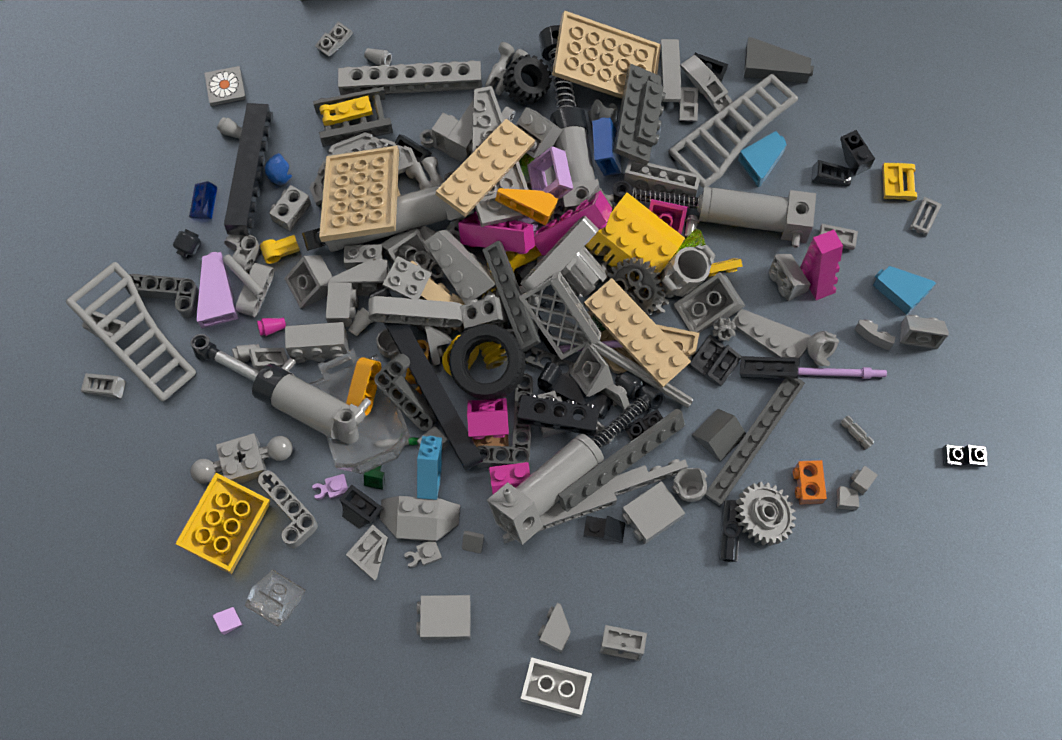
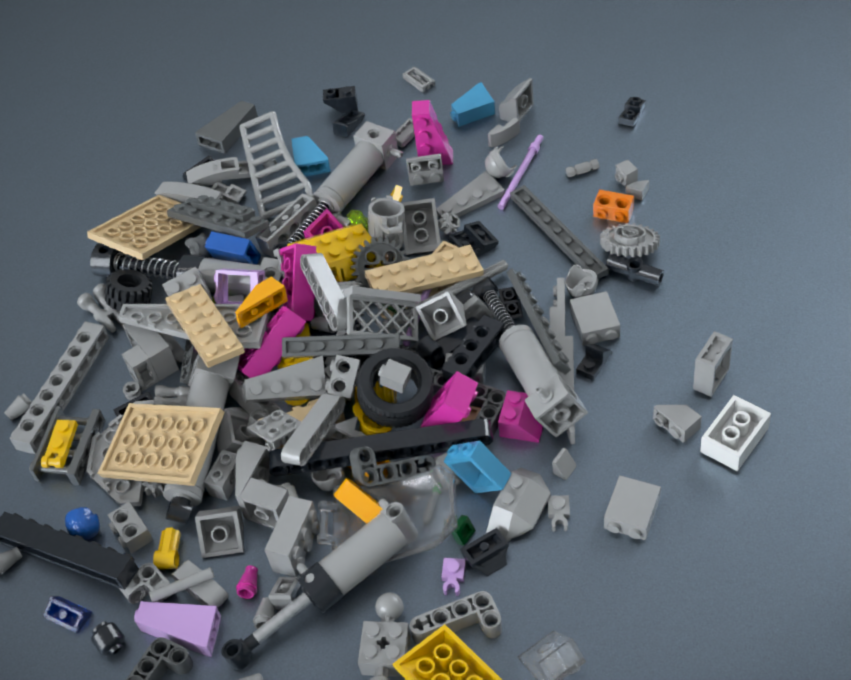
camera: 60 degrees left, 20 degrees down
(369, 551) = (537, 557): light grey wing -> none
(482, 357) = (395, 375): none -> light grey brick
(719, 434) = (540, 255): dark grey slope -> none
(769, 367) = (499, 202): black plate -> none
(893, 181) = (380, 84): yellow plate -> none

